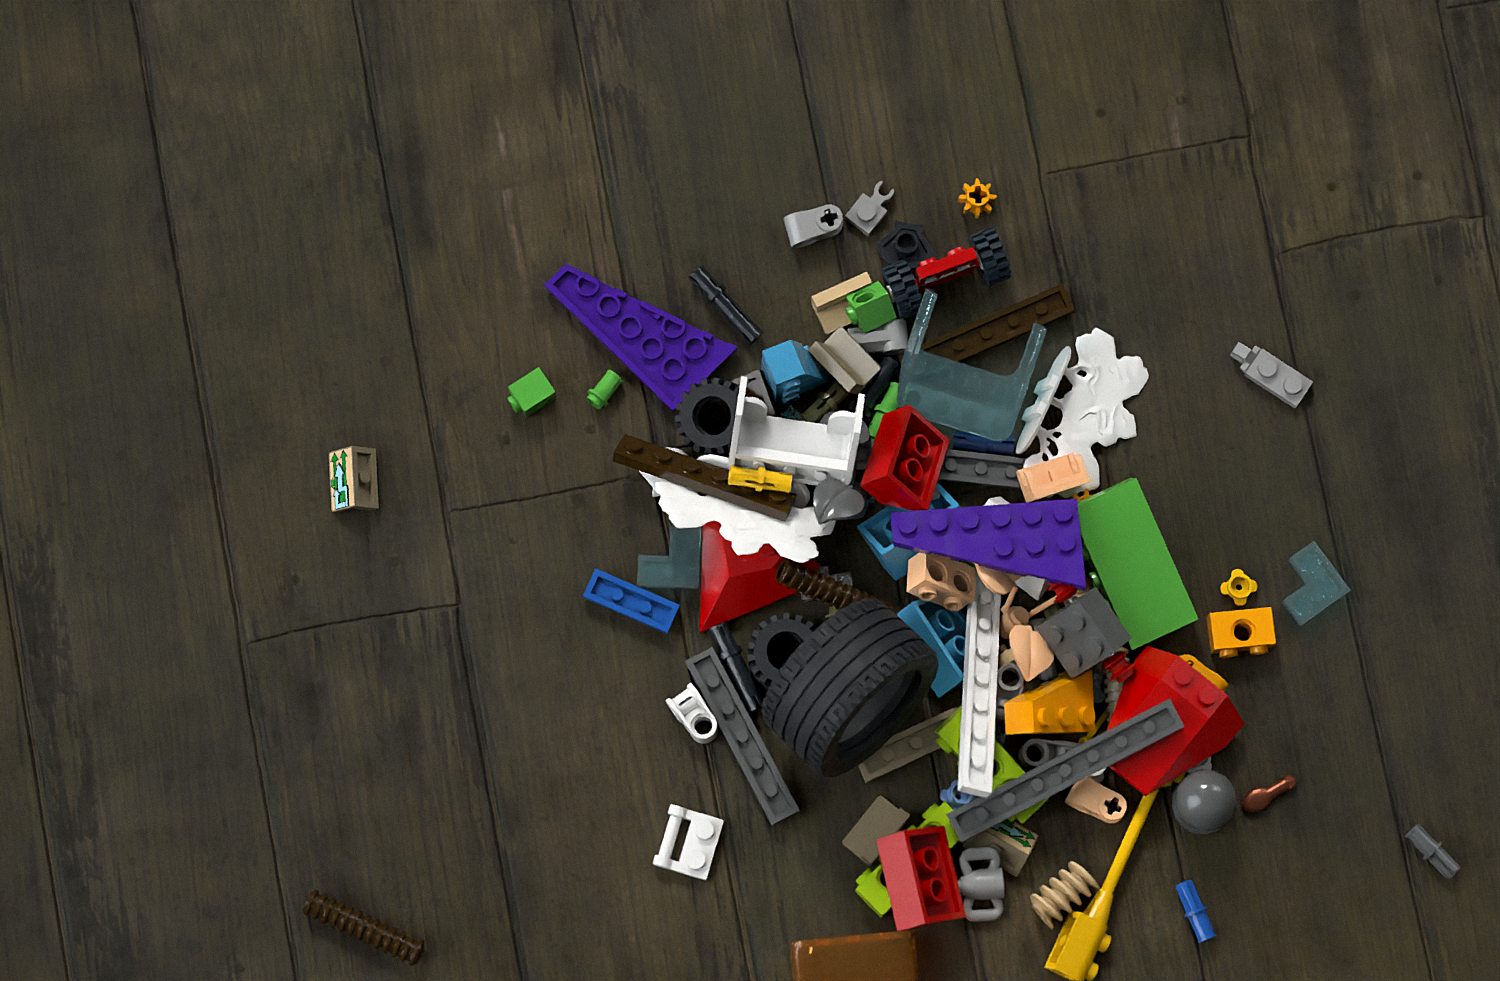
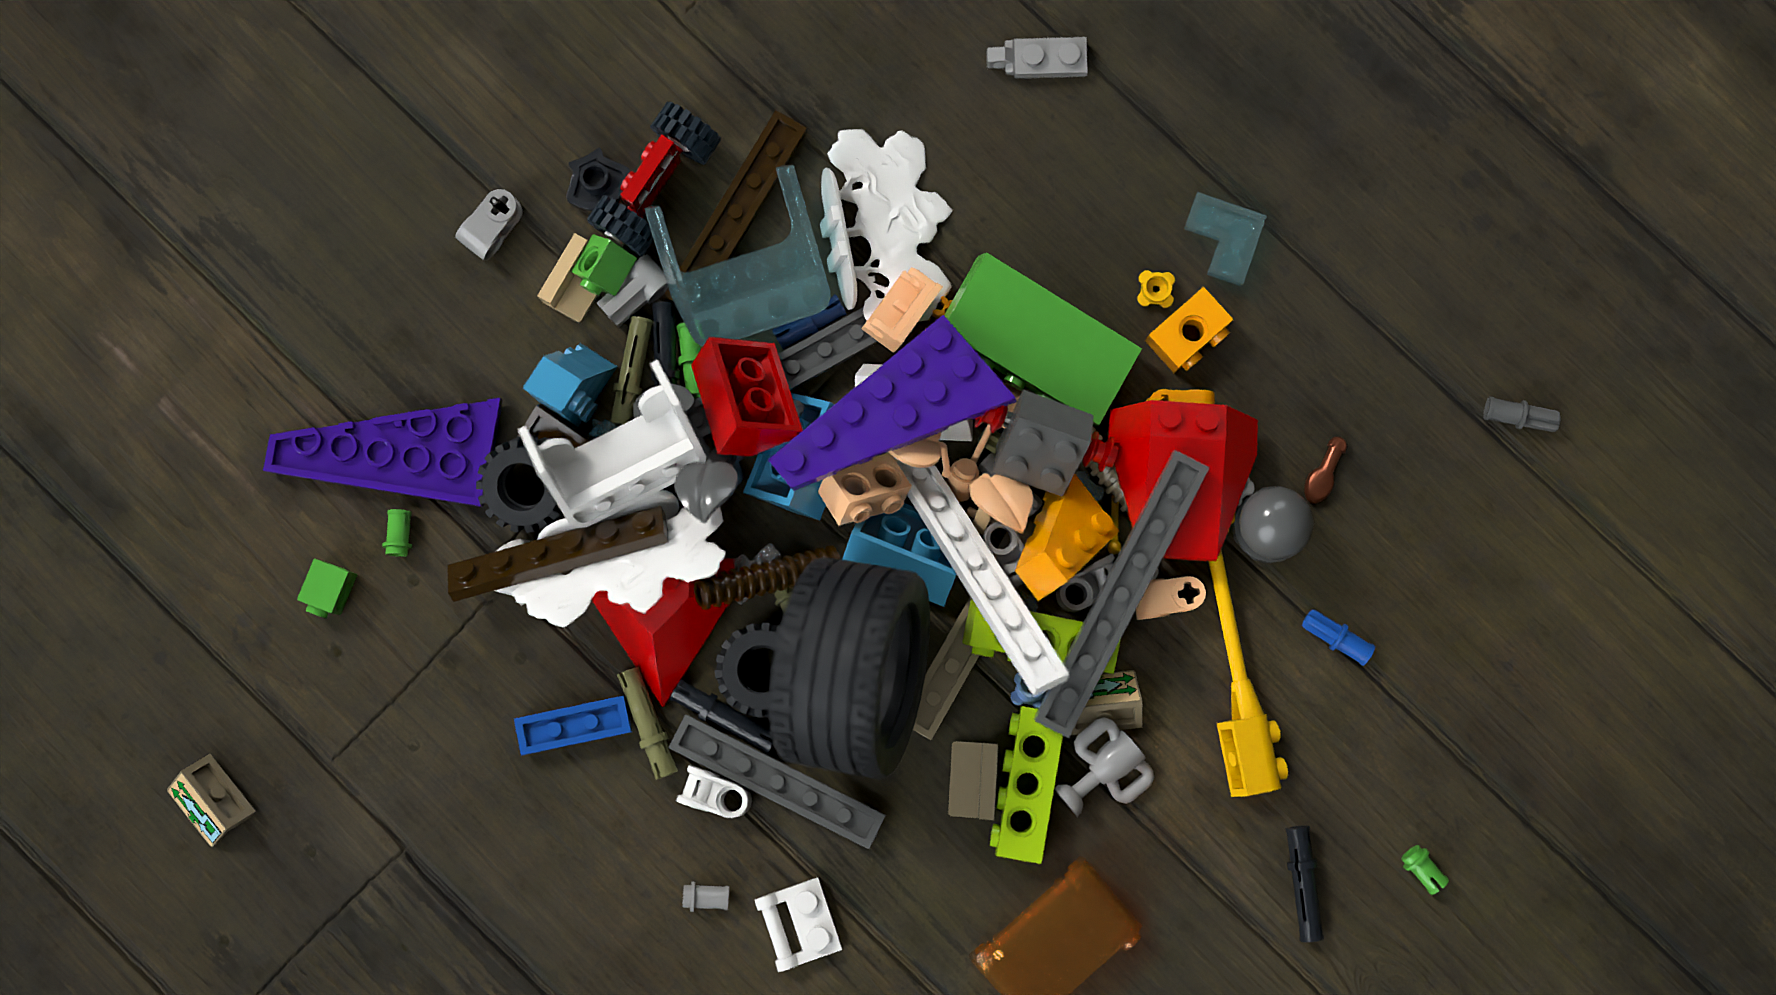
camera: 30 degrees left, 5 degrees up
(638, 779) = (705, 897): none -> light grey pin
(678, 569) = (597, 658): clear light blue plate -> none
(678, 648) = (647, 723): none -> olive pin
(725, 304) = (443, 360): black pin -> none
(759, 479) = (613, 517): yellow pin -> none
(846, 360) = (616, 336): dark tan panel -> none
(868, 211) = (536, 173): light grey plate -> none
(920, 878) = (1054, 802): red slope -> none
(969, 201) = (633, 73): light orange gear -> none
(1062, 893) = (1200, 713): tan piece -> none

